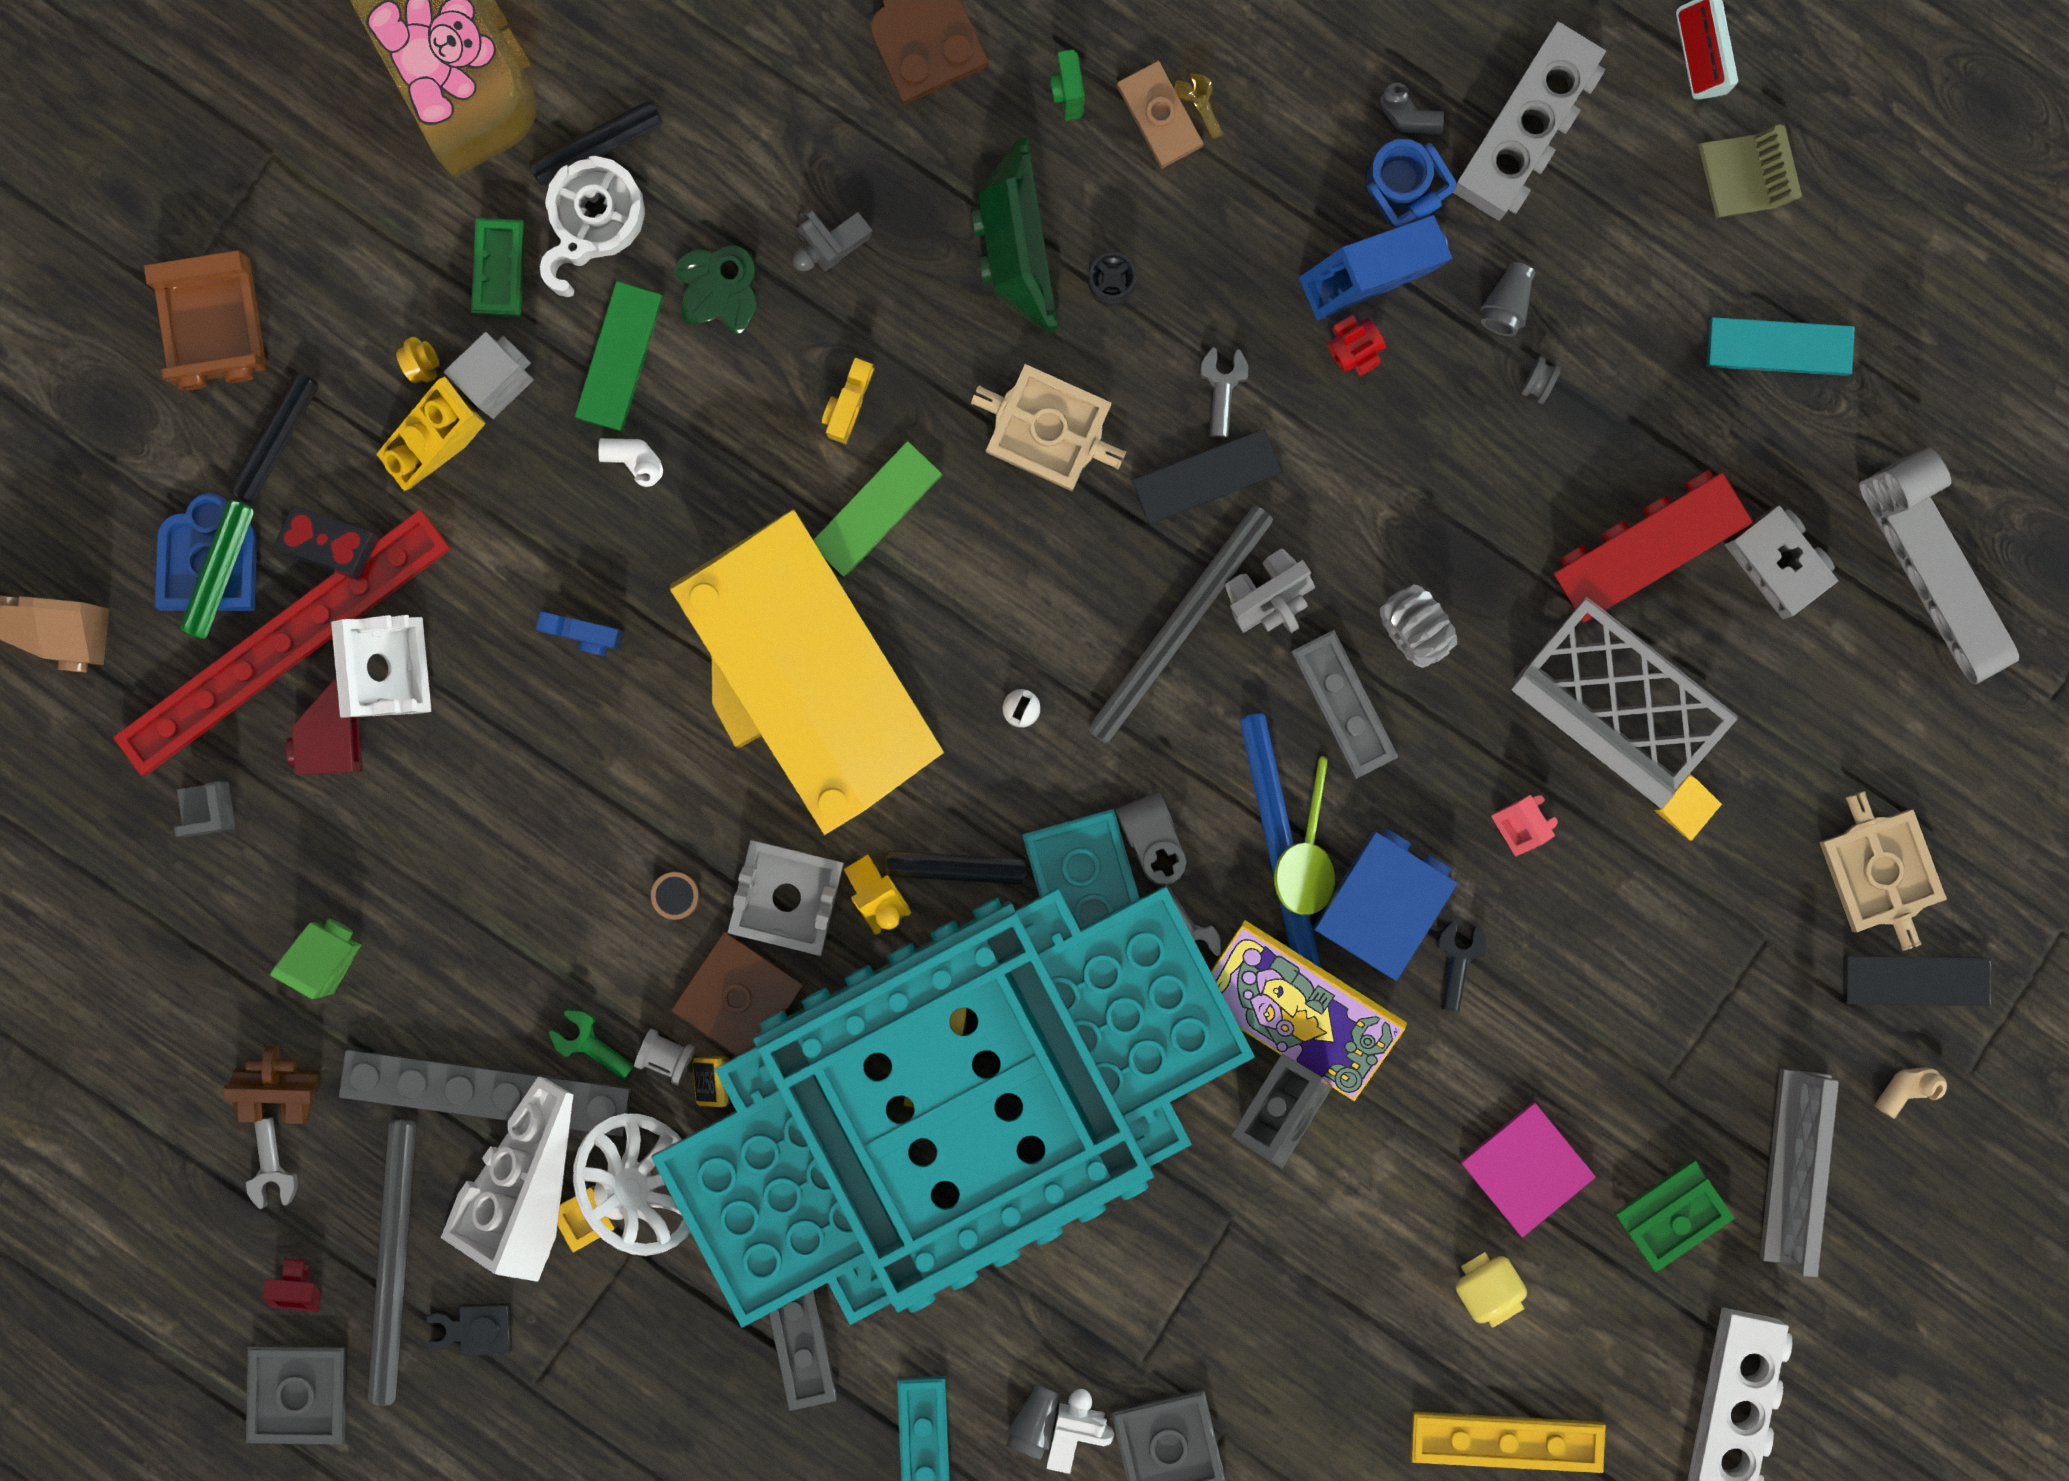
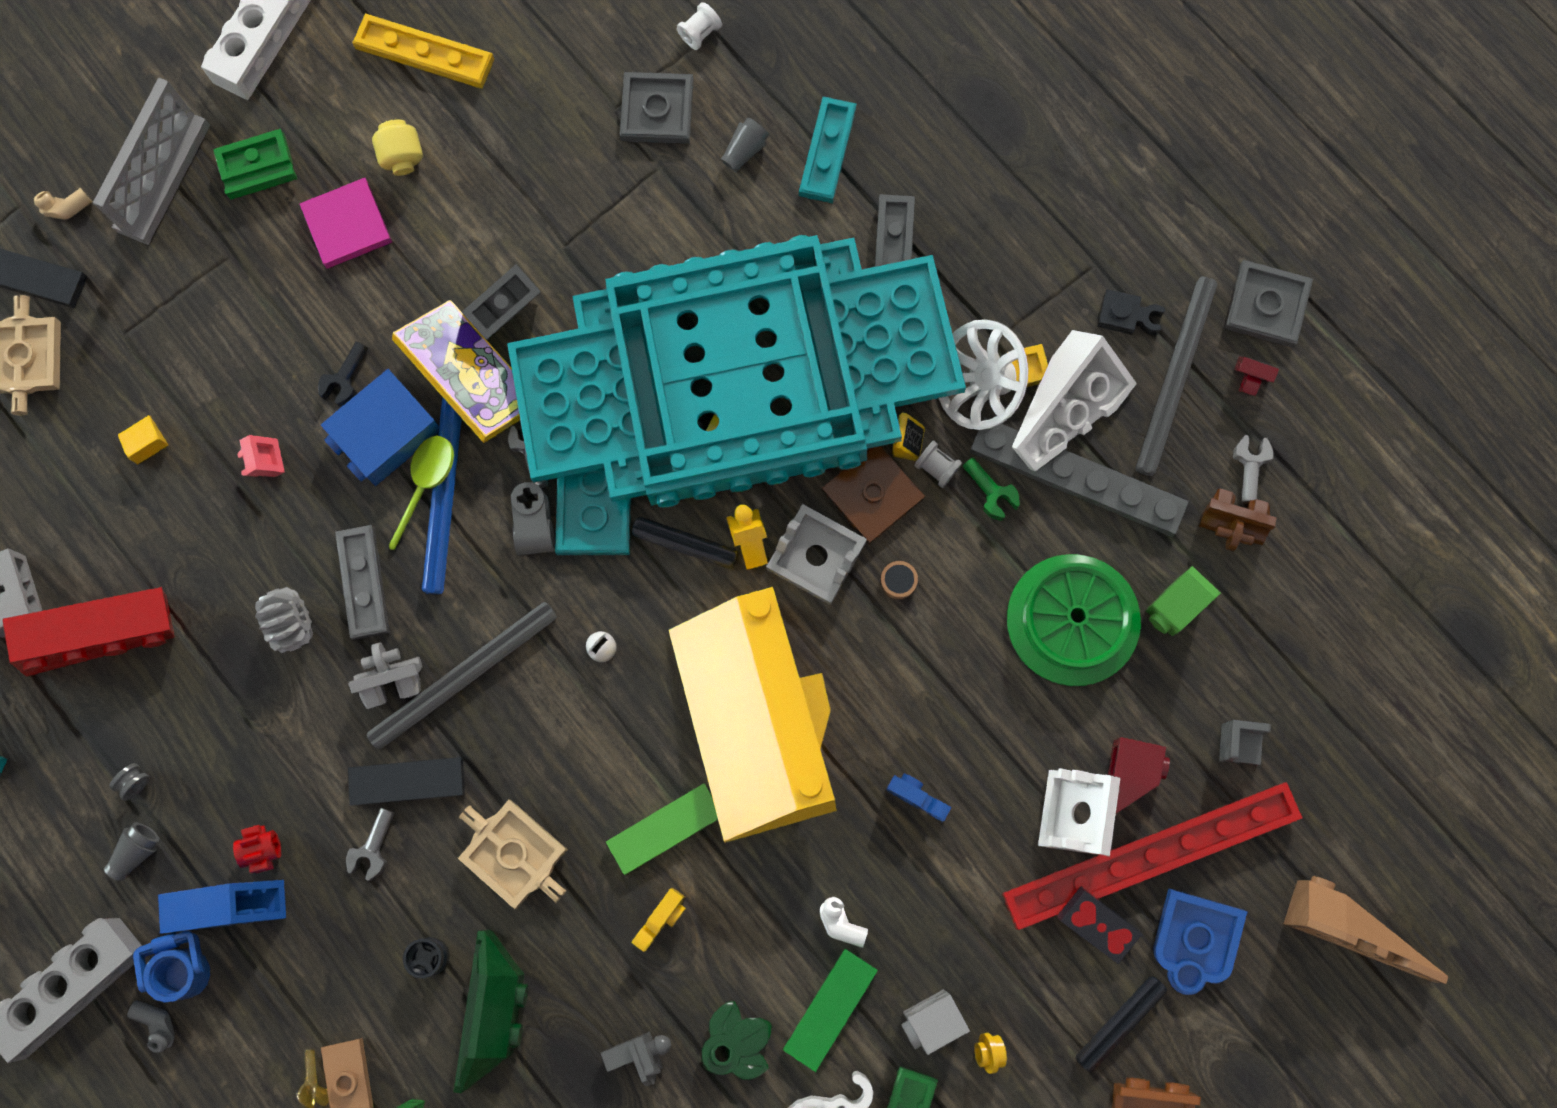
camera: 160 degrees left, 10 degrees down
(216, 569) = (1191, 927): green axle -> none
(430, 434) = (995, 987): yellow slope -> none
(486, 900) = (1055, 644): none -> green piece
(1075, 1424) = (715, 135): white piece -> none
(1597, 734) = (179, 499): light grey fence -> none

